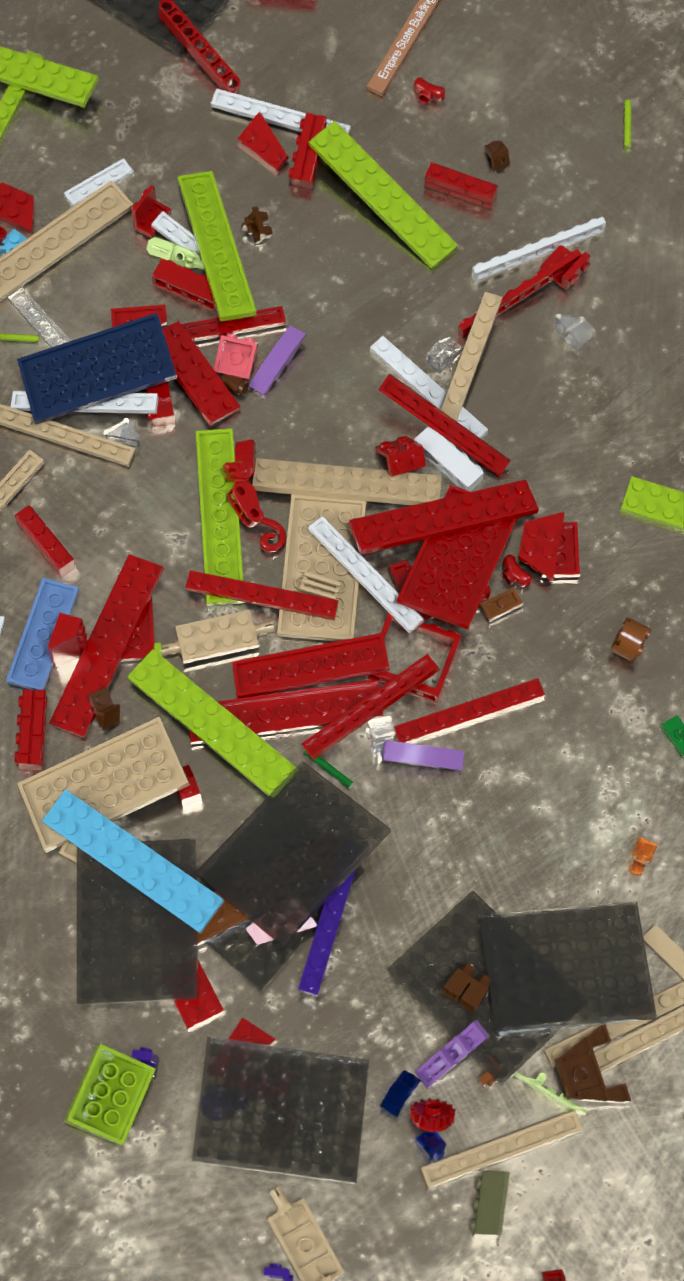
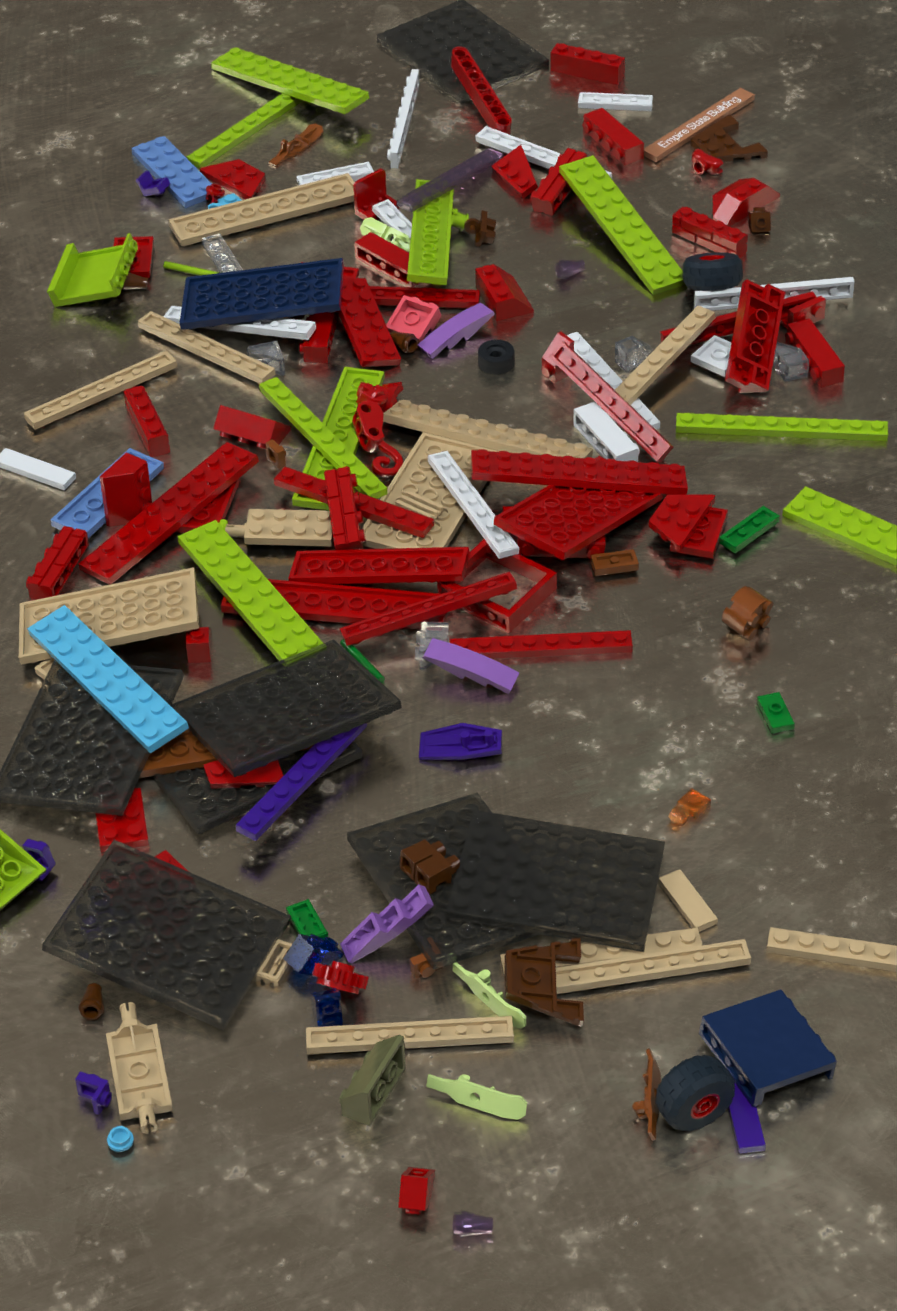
camera: 20 degrees right, 25 degrees down
(52, 140) = (298, 144): none -> dark orange piece
(104, 709) = (141, 557): reddish brown slope -> none
(137, 101) = (403, 120): none -> white plate
(139, 524) = (249, 427): none -> red slope
(173, 551) = (275, 454): none -> dark orange plate
(208, 526) = (321, 436): none -> lime plate
(209, 171) = (449, 180): none -> clear purple tile
(235, 219) = (458, 219): none -> lime brick
(243, 1190) = (92, 1003): none -> reddish brown cone
(261, 614) = (343, 509): none -> red brick
(302, 303) = (501, 293): none -> red slope
(321, 24) = (615, 101): none -> white tile
(322, 374) = (496, 357): none -> black tyre
(335, 75) = (613, 136): none -> red brick
(349, 258) = (568, 268): none -> clear purple cone
(370, 1122) = (270, 977): none -> tan tile
(377, 377) = (549, 367): none -> red slope
(383, 1060) = (306, 919): none -> green plate
(402, 455) = (556, 421): red bracket -> none
(431, 63) = (720, 145): none -> reddish brown wing
(439, 837) = (460, 743): none -> dark purple piece
(472, 133) = (737, 199): none -> red wedge
(482, 240) = (712, 271): none -> black wheel
(513, 572) = (641, 540): red piece -> none
(514, 336) = (713, 355): none -> white plate
(544, 316) = (755, 337): none -> red slope
(573, 1194) = (490, 1100): none -> yellowish green piece
(588, 305) = (823, 361): none -> red brick
(590, 408) = (782, 427): none -> lime plate
(600, 538) = (749, 529): none -> green plate

